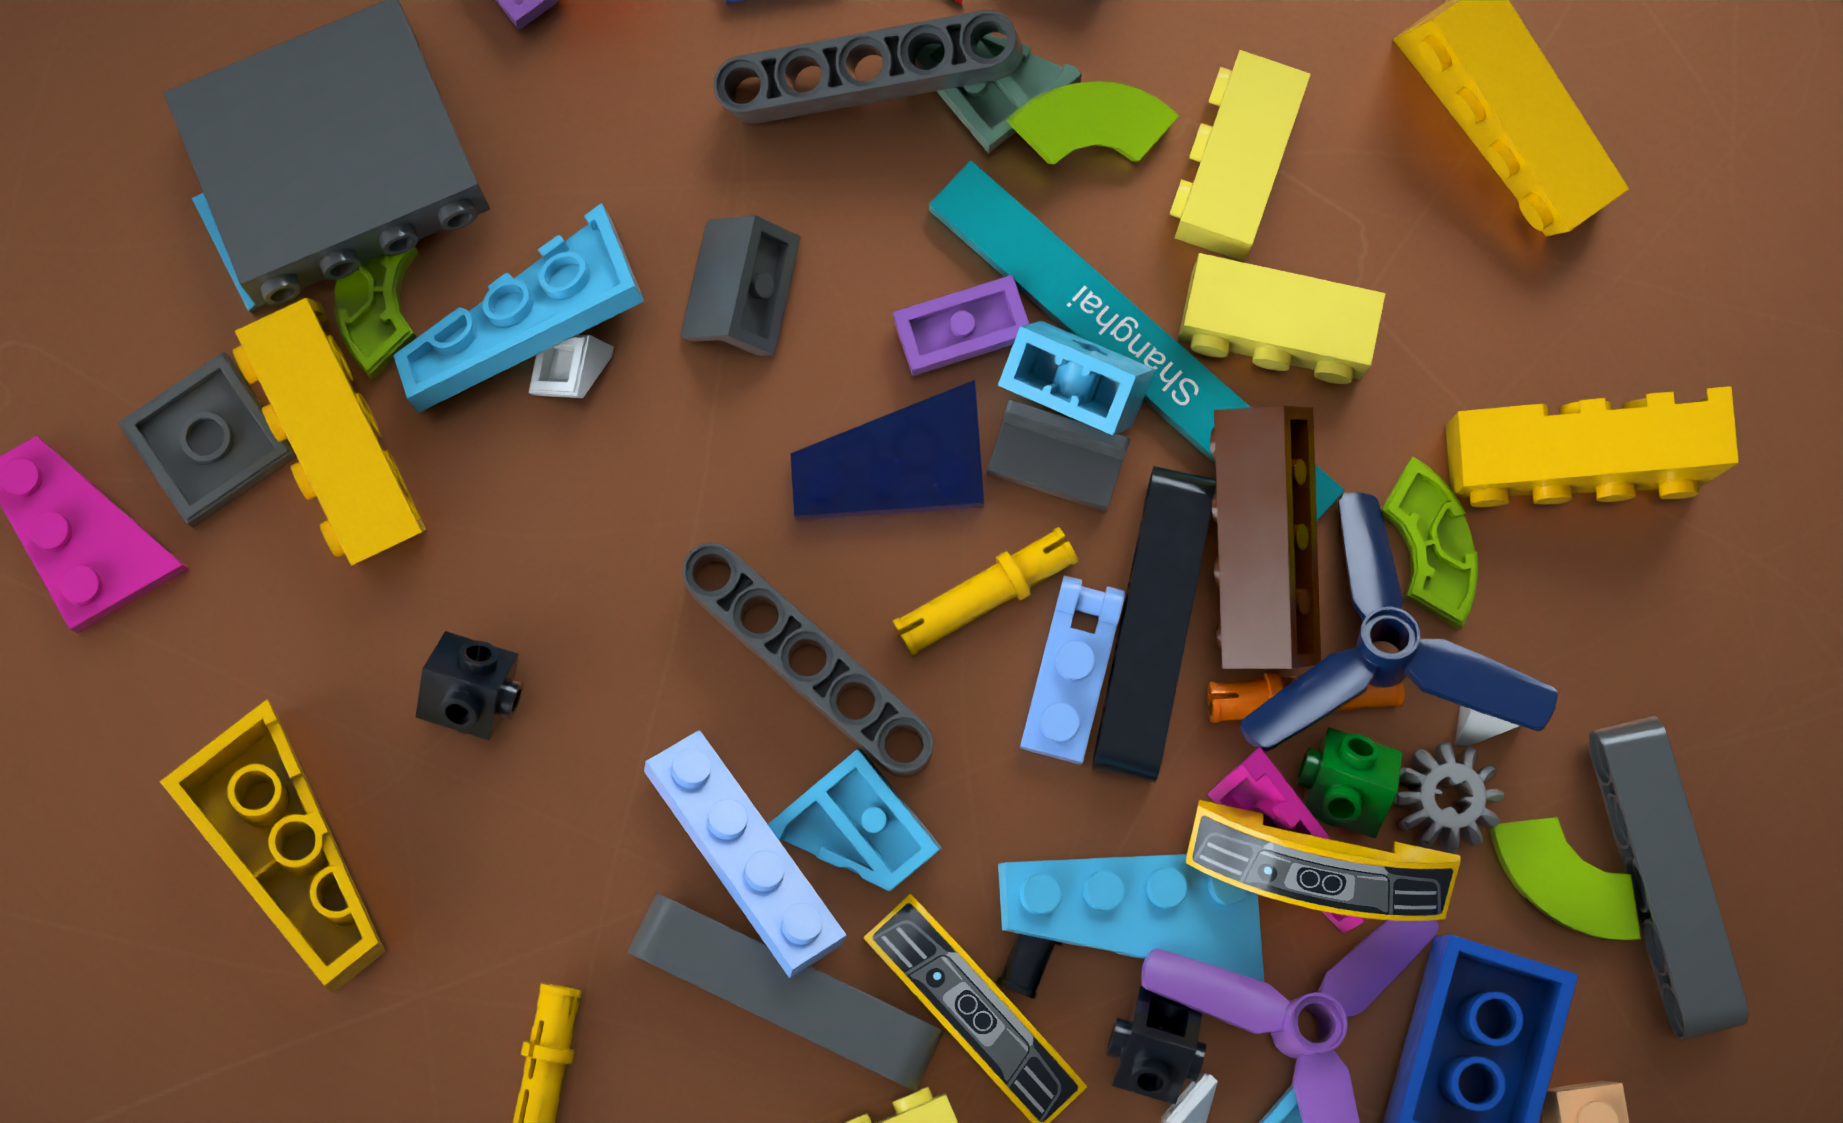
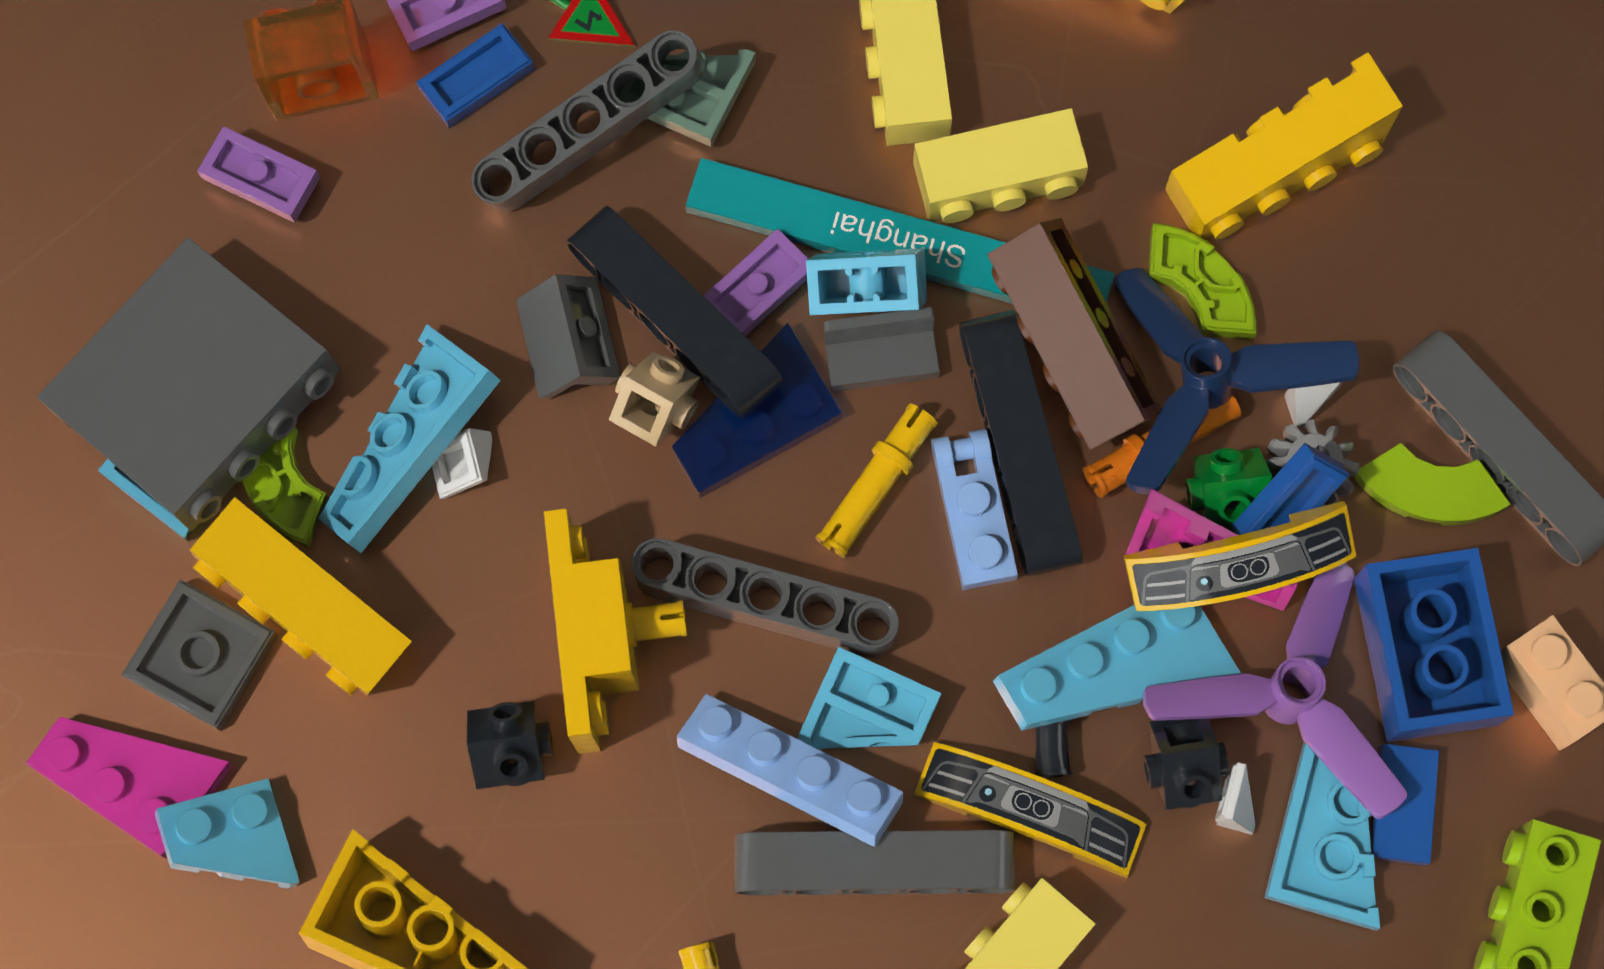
camera: 20 degrees left, 5 degrees down
(147, 642) = (230, 835): none -> medium azure wing
(613, 610) = (597, 629): none -> yellow brick
(795, 395) = (654, 398): none -> tan brick
(861, 314) = (675, 312): none -> black beam
(1092, 115) = (779, 79): lime tile -> none
(1420, 818) = (1299, 486): none -> blue tile

